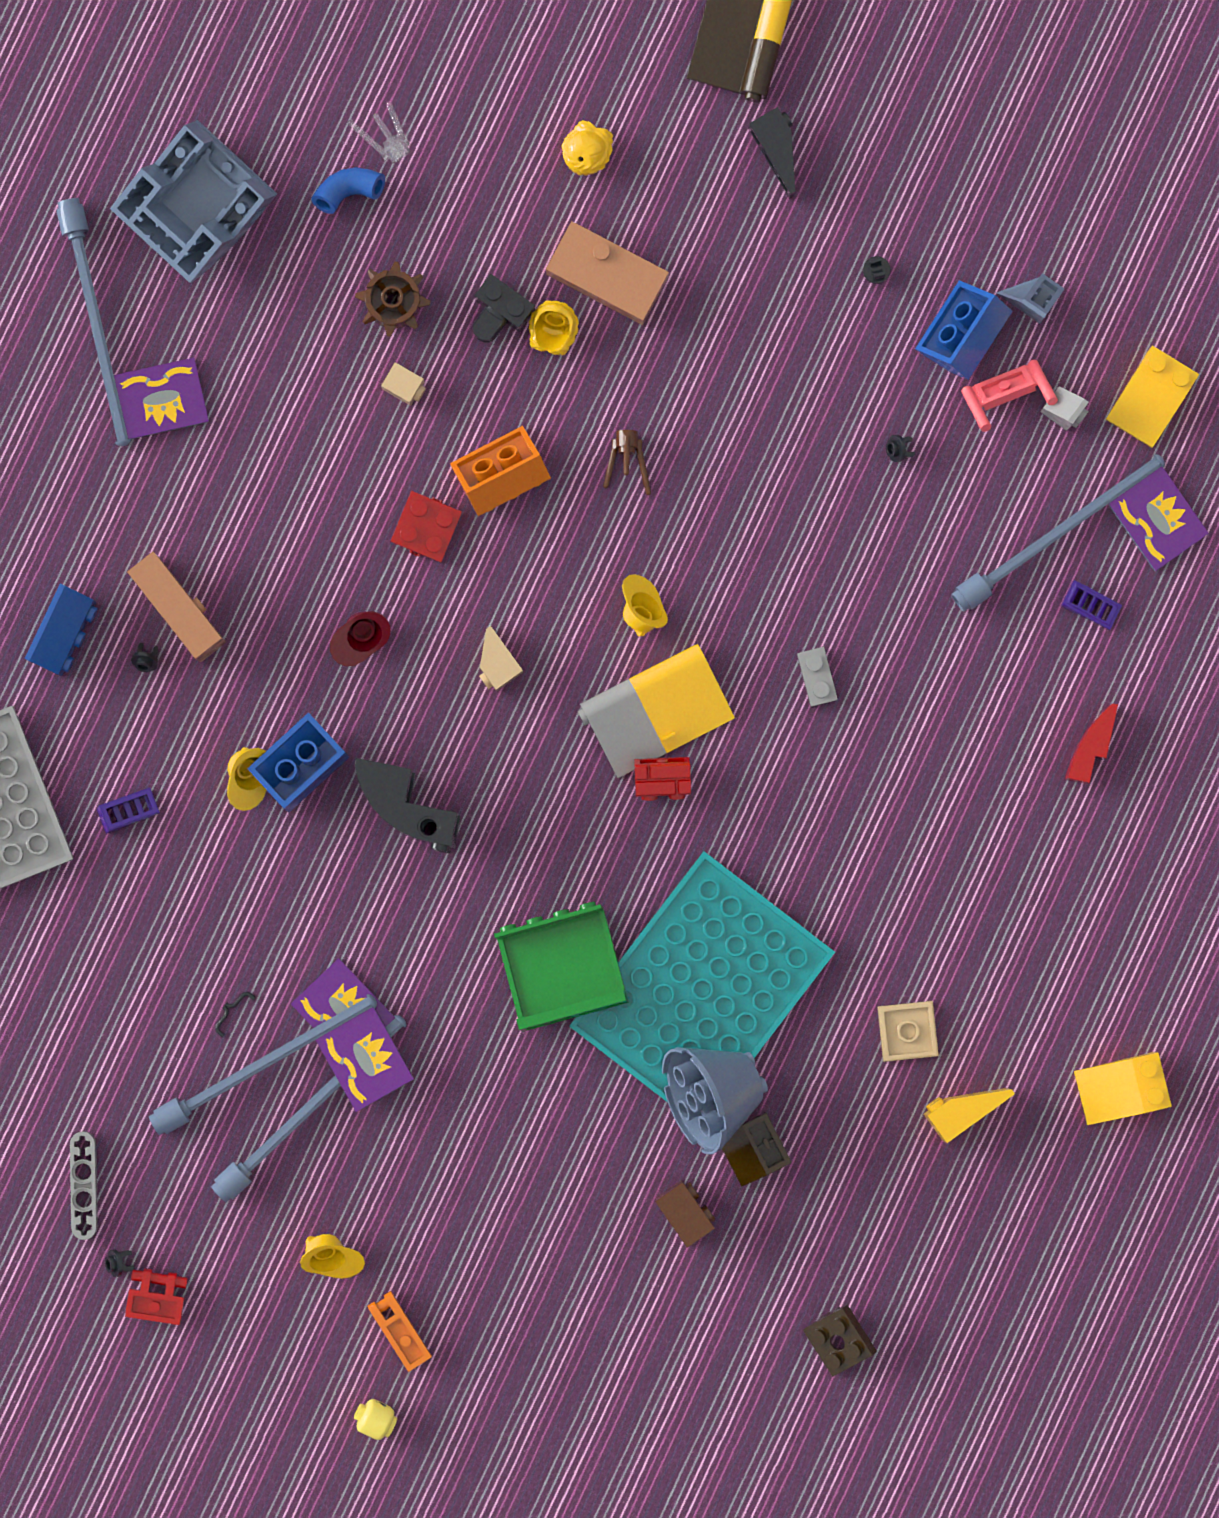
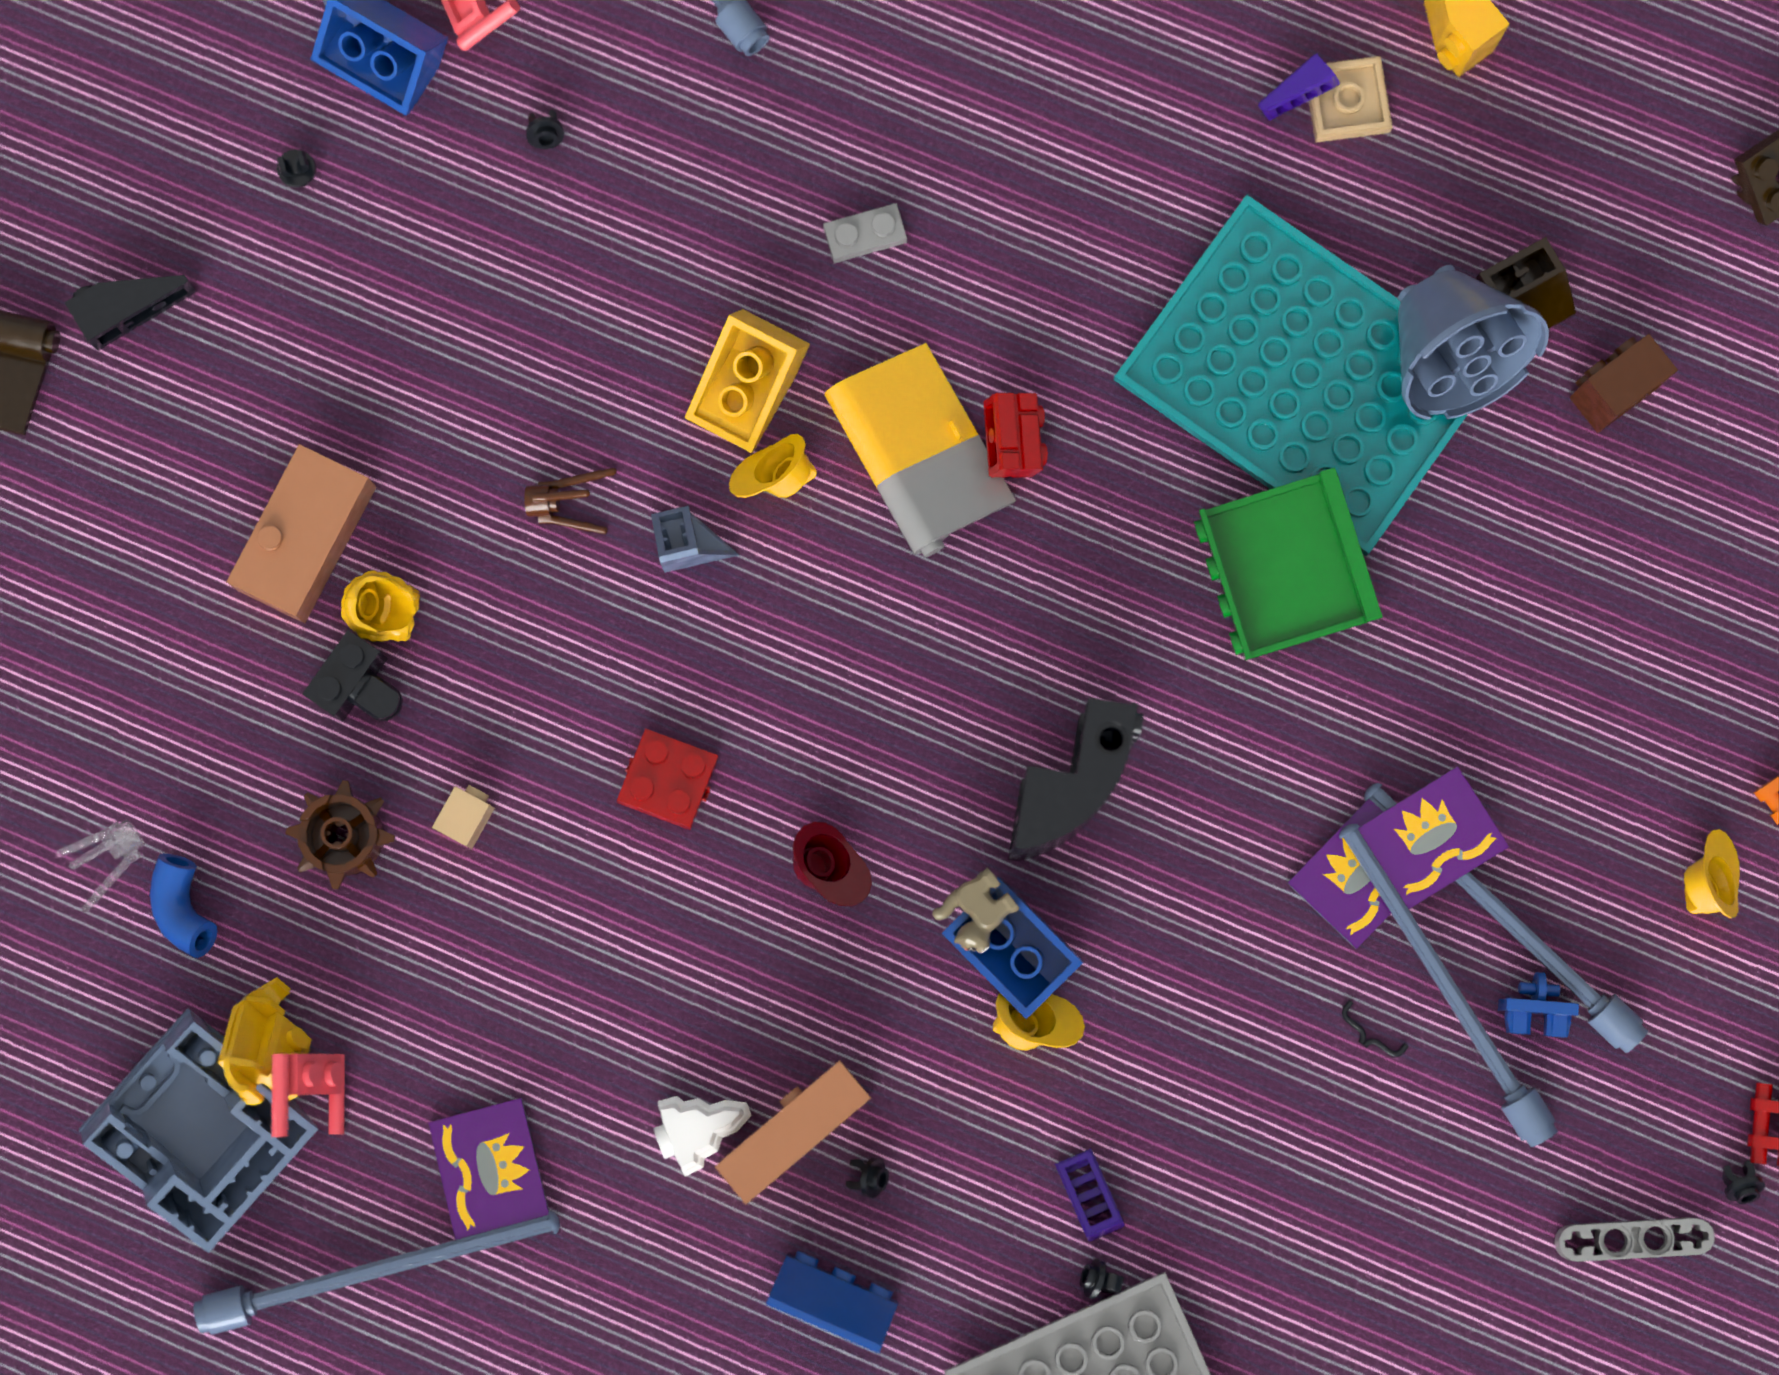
camera: 90 degrees left, 5 degrees down
(70, 811) = (1096, 1279): none -> black plate
(182, 540) = (696, 1129): none -> white rock
(224, 273) = (308, 1076): none -> coral plate
(240, 1139) = (1556, 1014): none -> blue hips
(247, 246) = (254, 1034): none -> yellow plate
(320, 742) = (985, 912): none -> dark tan animal
(497, 662) = (858, 670): tan slope -> none
(500, 470) = (585, 675): orange slope -> none
(591, 144) = (114, 567): yellow hair -> none
(596, 543) = (686, 541): none -> sand blue slope
(710, 588) = (746, 379): none -> yellow slope
(915, 998) = (1303, 85): none -> dark purple slope

